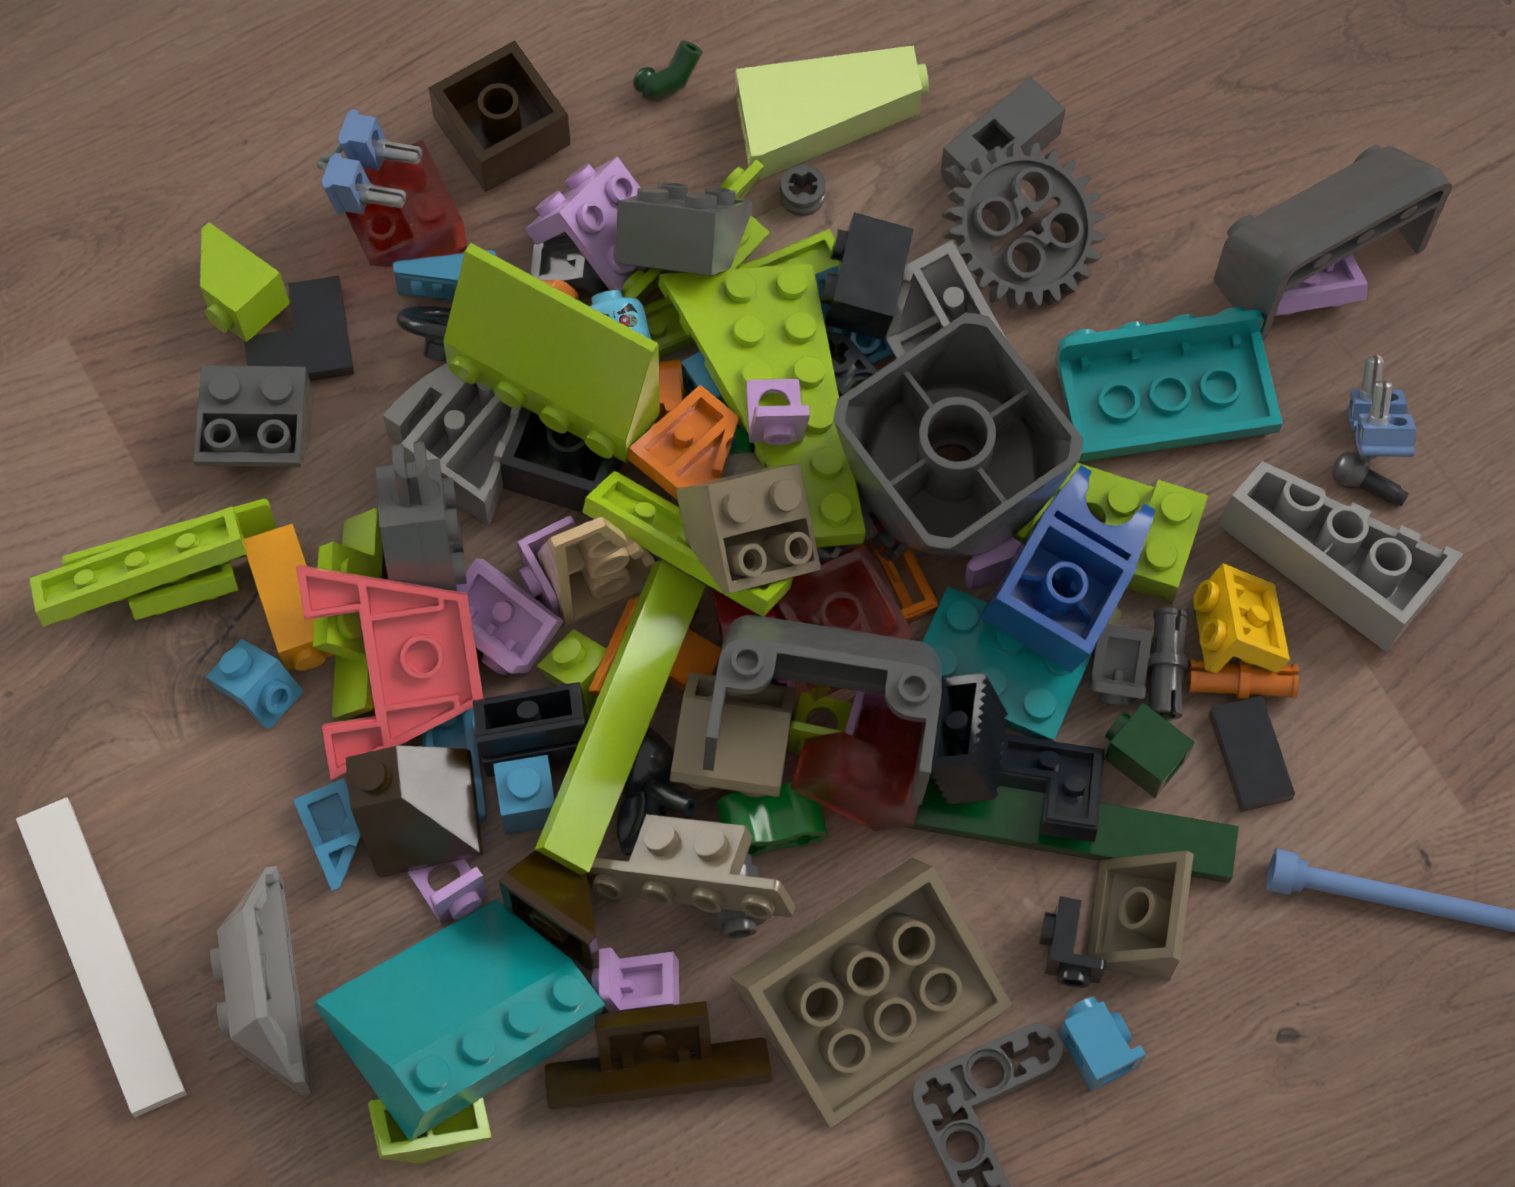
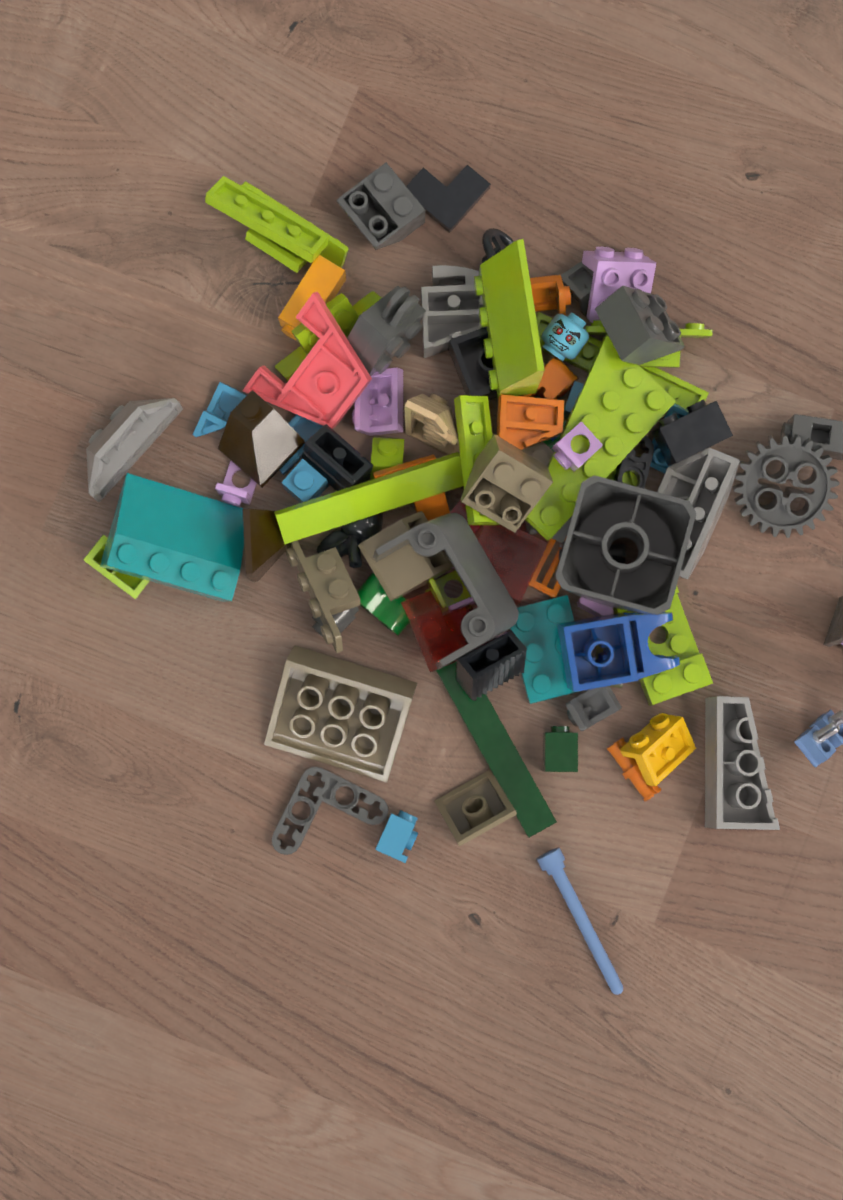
camera: 50 degrees right, 15 degrees up
(101, 957) = (84, 358): white tile -> none
(238, 285) = (442, 142): lime slope -> none
(255, 682) = (260, 318): dark azure bracket -> none
(364, 148) = (555, 139): medium blue piece -> none
(421, 228) = (544, 184): clear red slope -> none
(429, 276) = (536, 241): dark azure slope -> none
(500, 116) = (634, 188): dark brown brick -> none
(531, 573) = (427, 388): lavender bracket -> none
(636, 981) = (258, 605): lavender bracket -> none
(655, 1056) = (230, 642): dark brown bracket -> none
(671, 79) = (726, 252): dark green arm -> none
(804, 203) = (712, 369): dark grey bush -> none
(824, 103) = (773, 336): yellowish green slope -> none
(1060, 933) = (435, 778): black bracket -> none
(1067, 776) = (516, 724): black tile -> none
(1168, 383) = (759, 619): teal bracket -> none
(1168, 662) = (612, 728): dark grey pin -> none
(1251, 753) = (600, 800): black tile -> none
(1352, 471) = (785, 741): piece -> none

